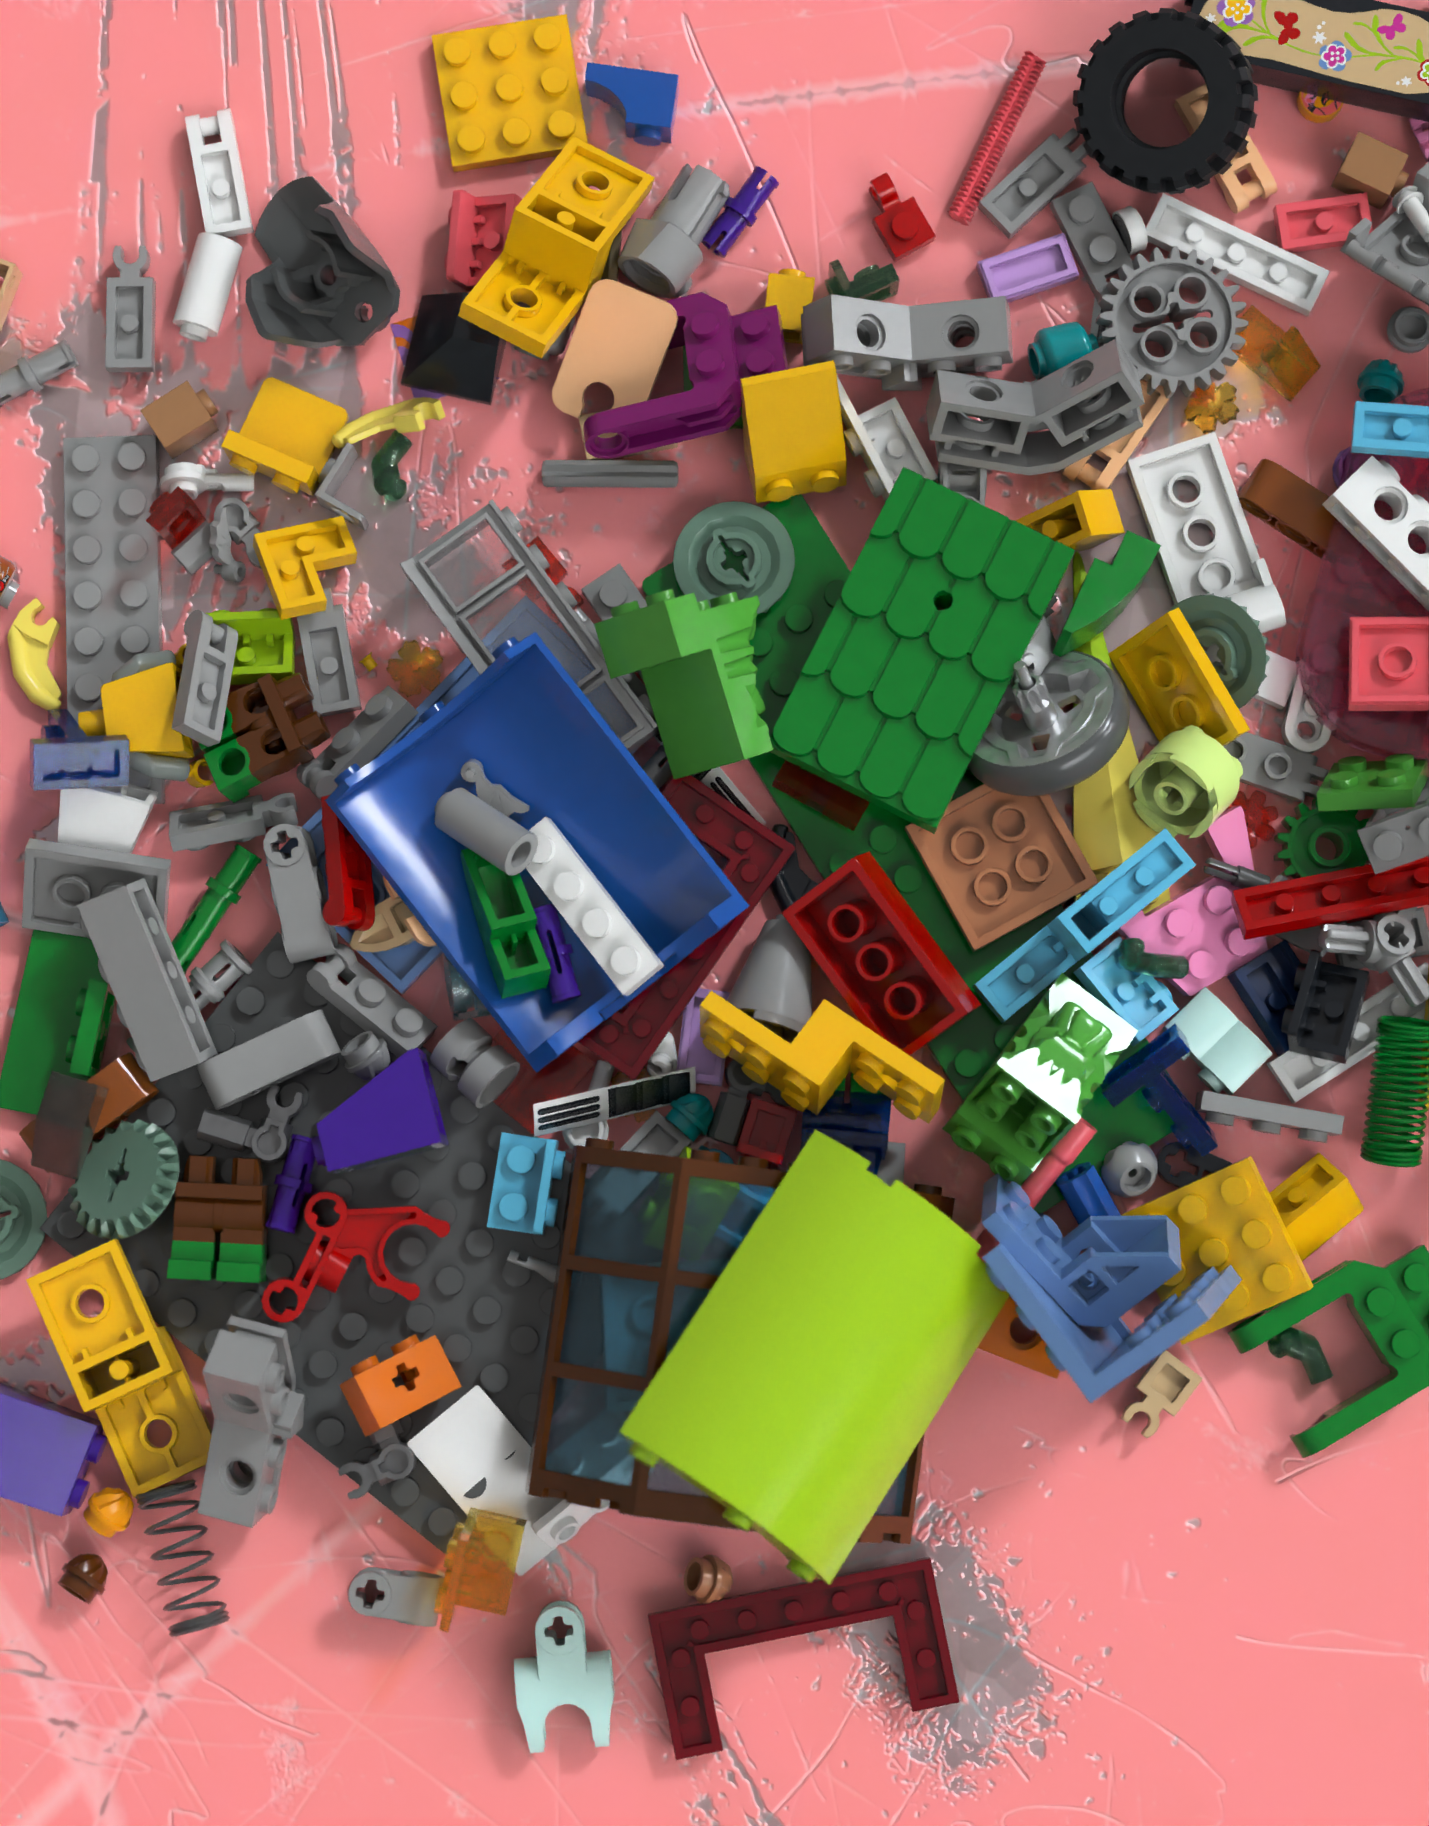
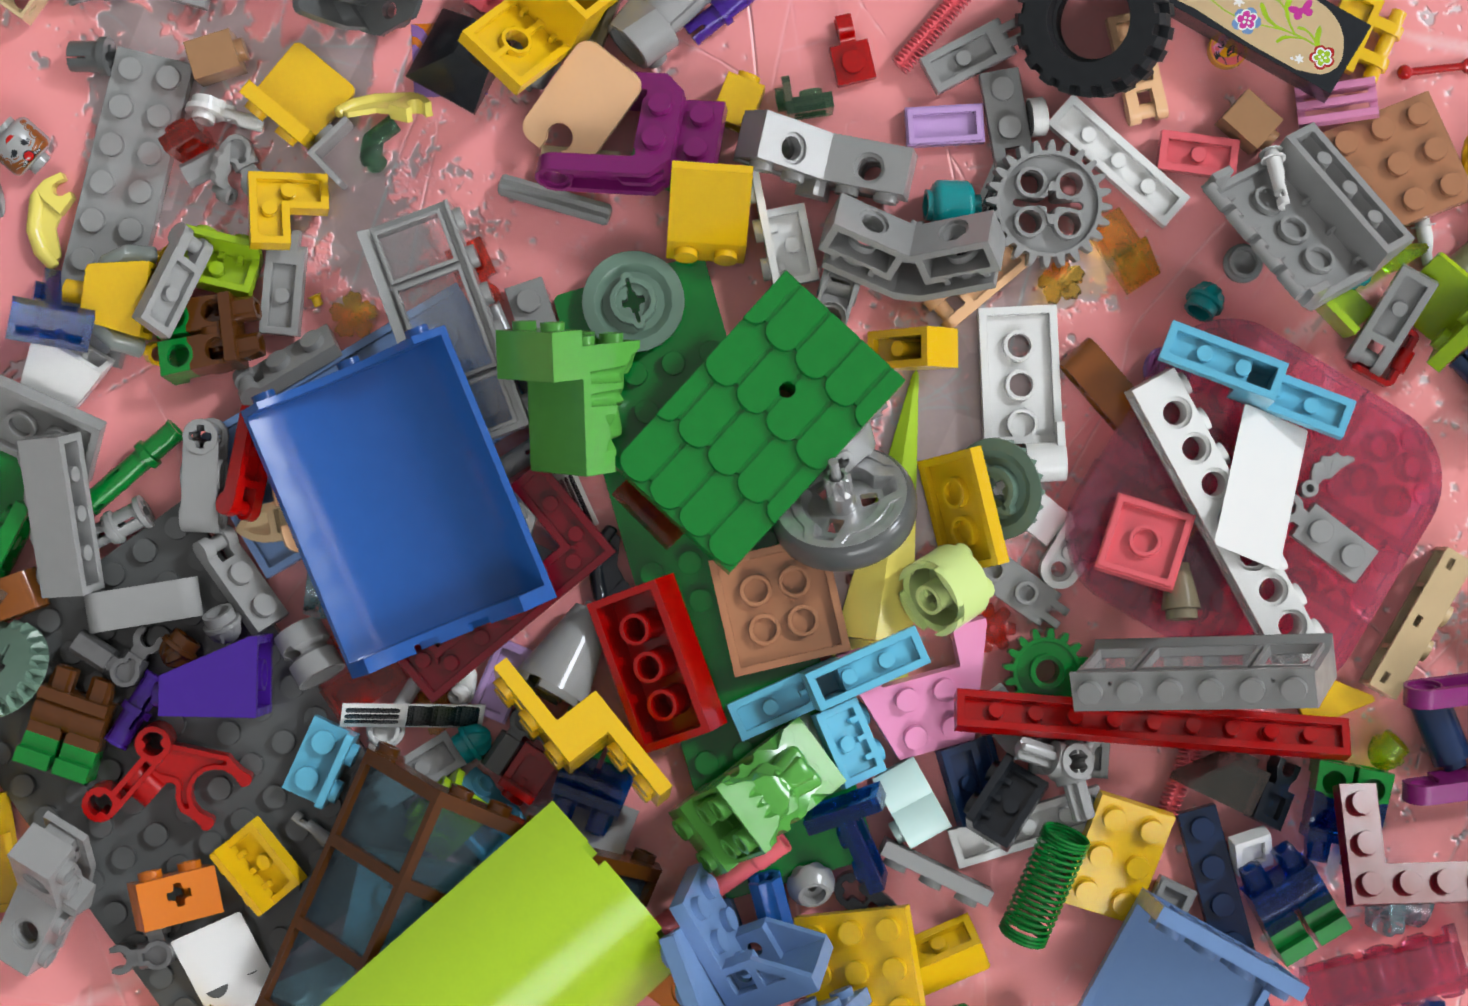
camera: 20 degrees right, 5 degrees up
(45, 455) = (98, 56): none -> dark grey bush
(229, 821) = (167, 400): light grey plate -> none
(321, 1098) = (178, 648): none -> reddish brown plate
(485, 831) = (362, 474): light grey brick -> none
(485, 1324) = (258, 866): none -> yellow bracket
(492, 794) = (377, 443): light grey piece -> none
(506, 927) = (360, 548): green slope -> none
(564, 985) = (392, 614): dark purple pin -> none
(590, 910) = (428, 557): white plate -> none
(1106, 592) = (928, 413): green slope -> none
(1151, 964) = (874, 729): clear green arm -> none
(1241, 877) = (969, 676): dark grey pin -> none
(1373, 784) = (1096, 633): bright green plate -> none

